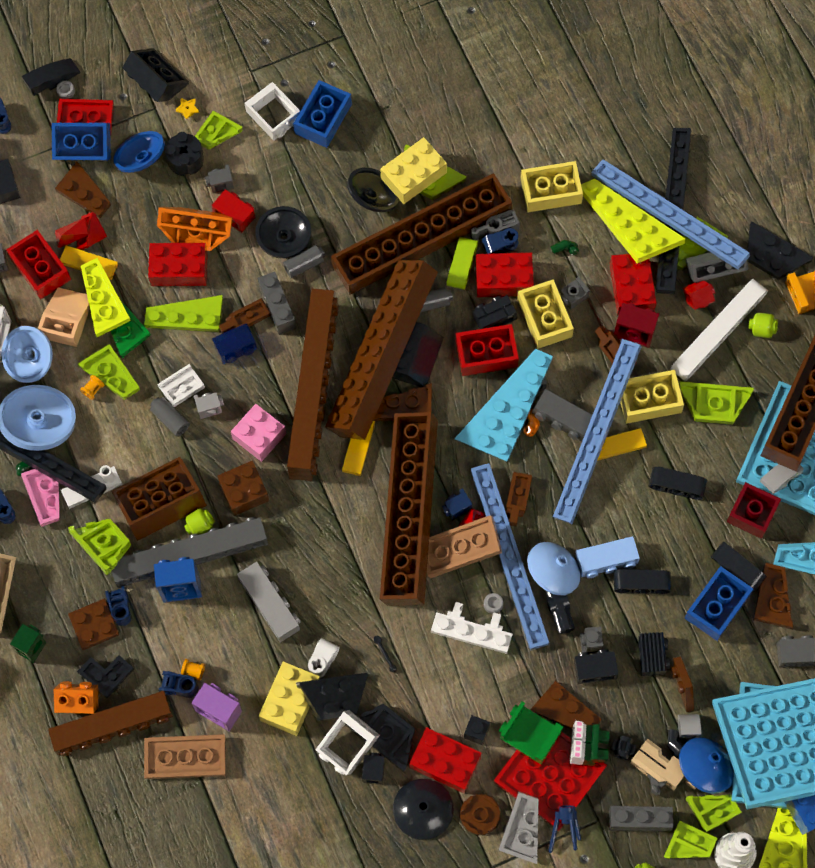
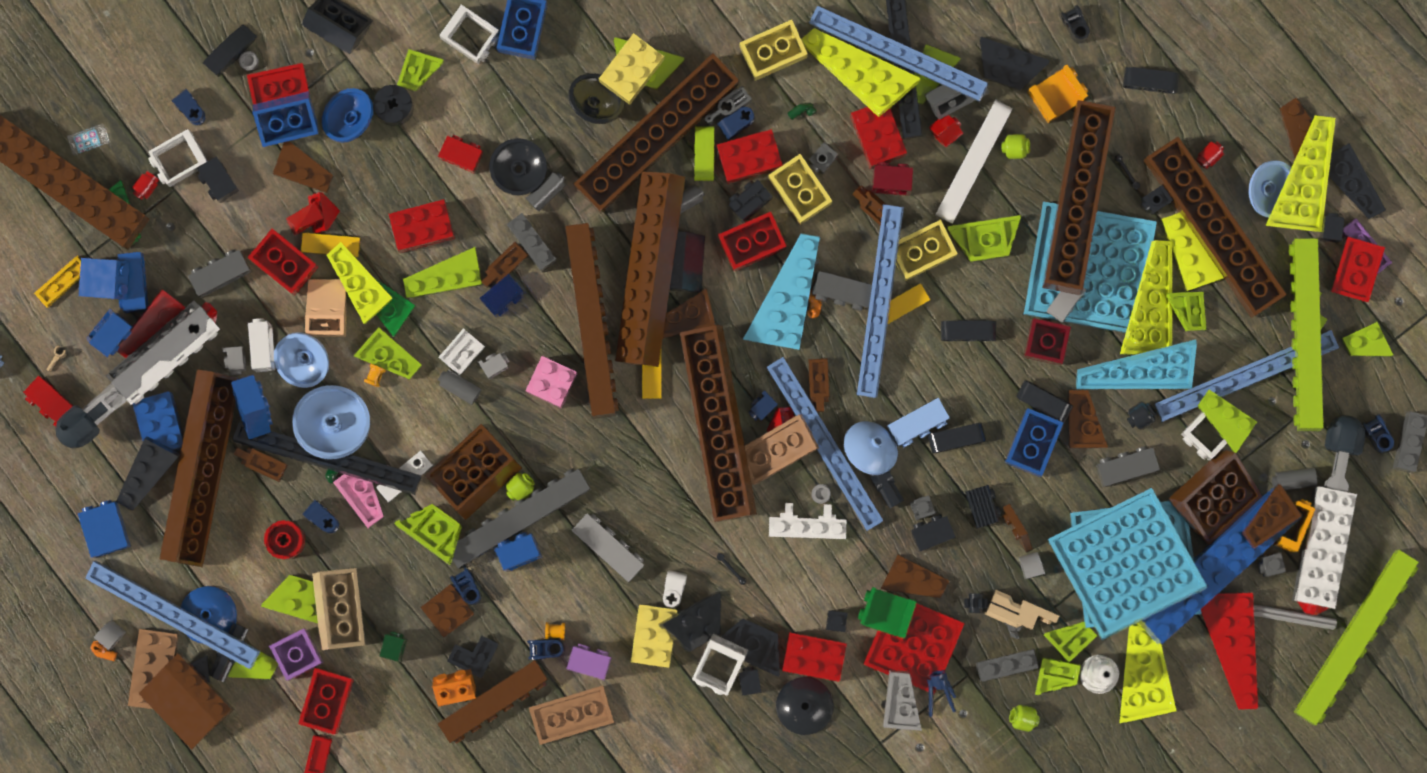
camera: 15 degrees left, 15 degrees up
(187, 112) = (385, 51): yellow plate -> none
(194, 226) = (427, 182): orange wedge -> none
(219, 179) = (436, 123): dark grey brick -> none
(243, 488) = (552, 442): reddish brown brick -> none
(480, 814) = (858, 697): reddish brown tile -> none
(585, 744) = (940, 610): hips -> none
(673, 743) = (1022, 588): black arm -> none
(706, 765) = (1050, 606): blue dish -> none

